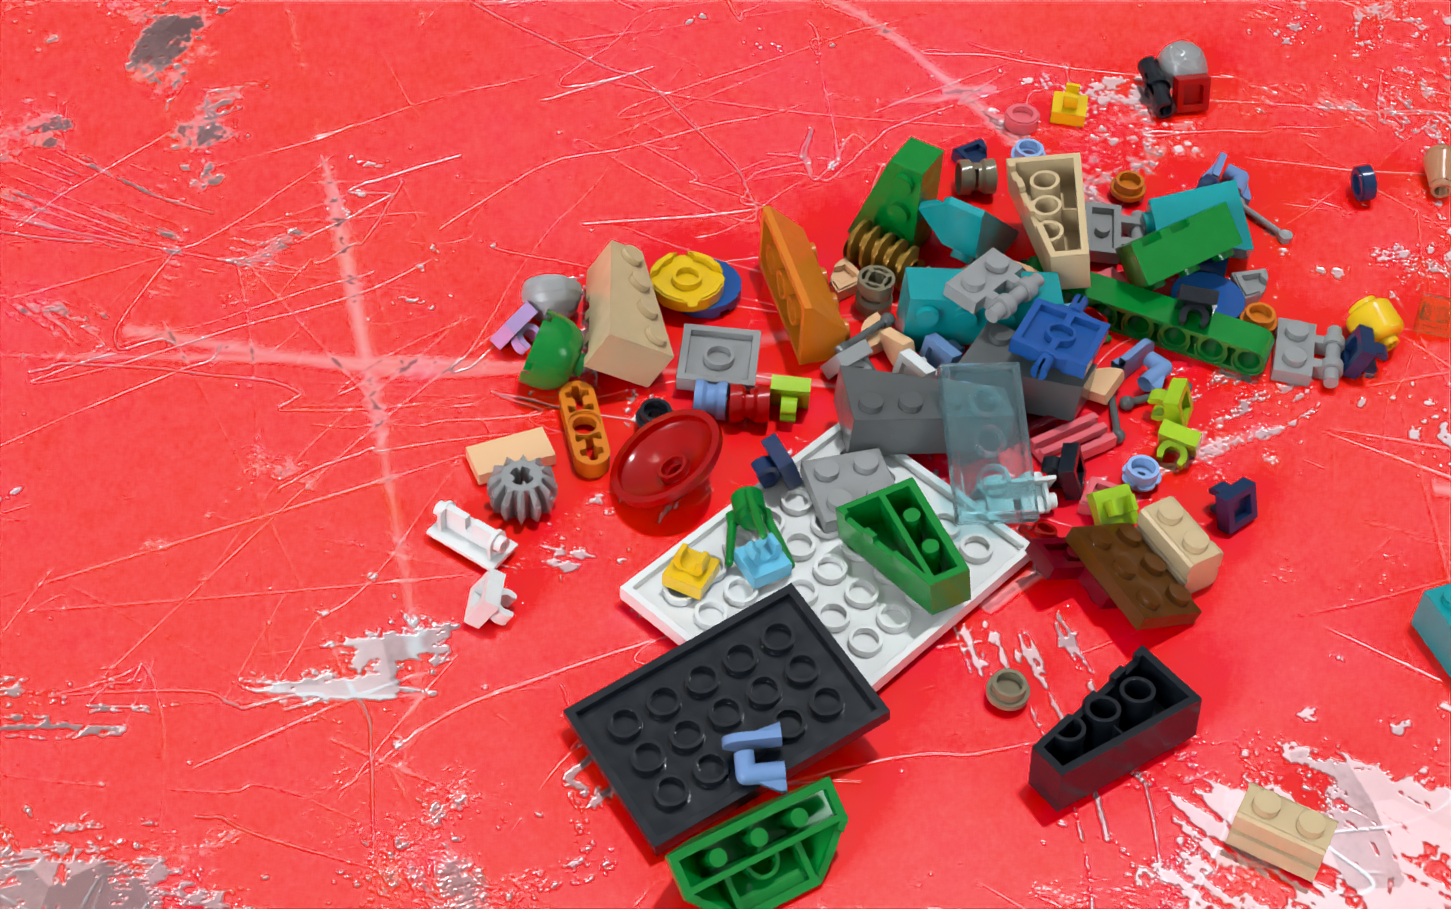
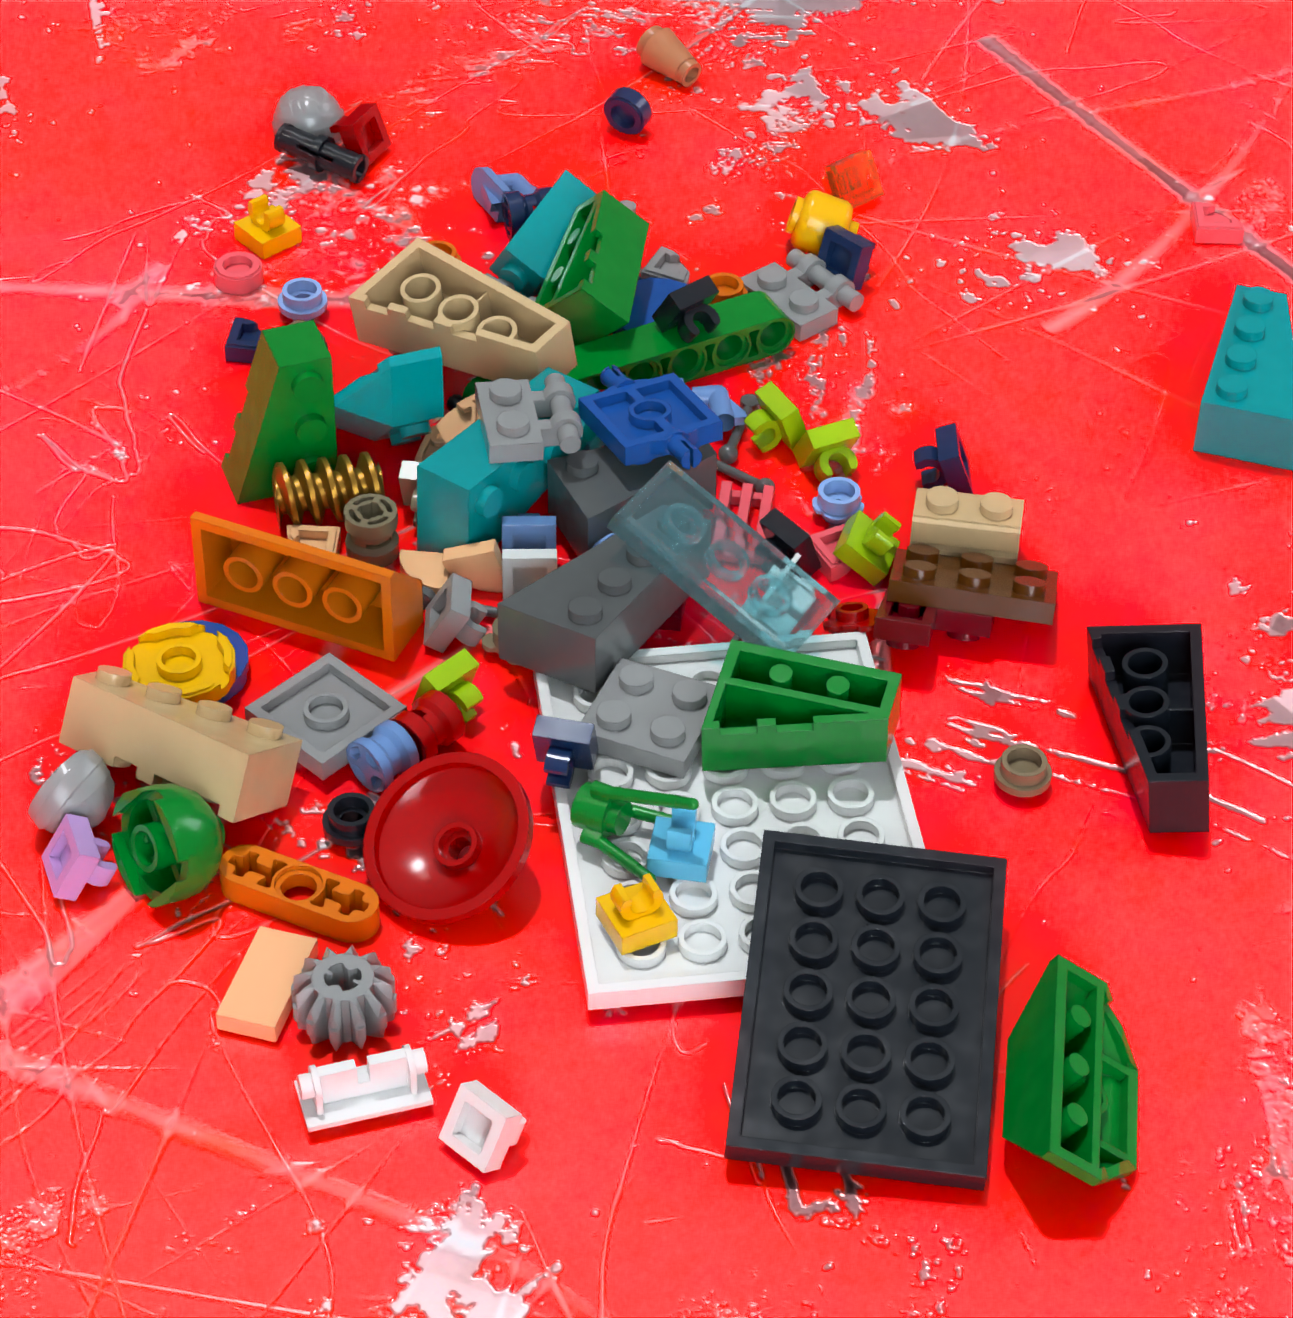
camera: 50 degrees left, 5 degrees down
(747, 772) = (995, 1011): medium blue piece -> none
(886, 320) = (429, 546): dark grey hinge -> none

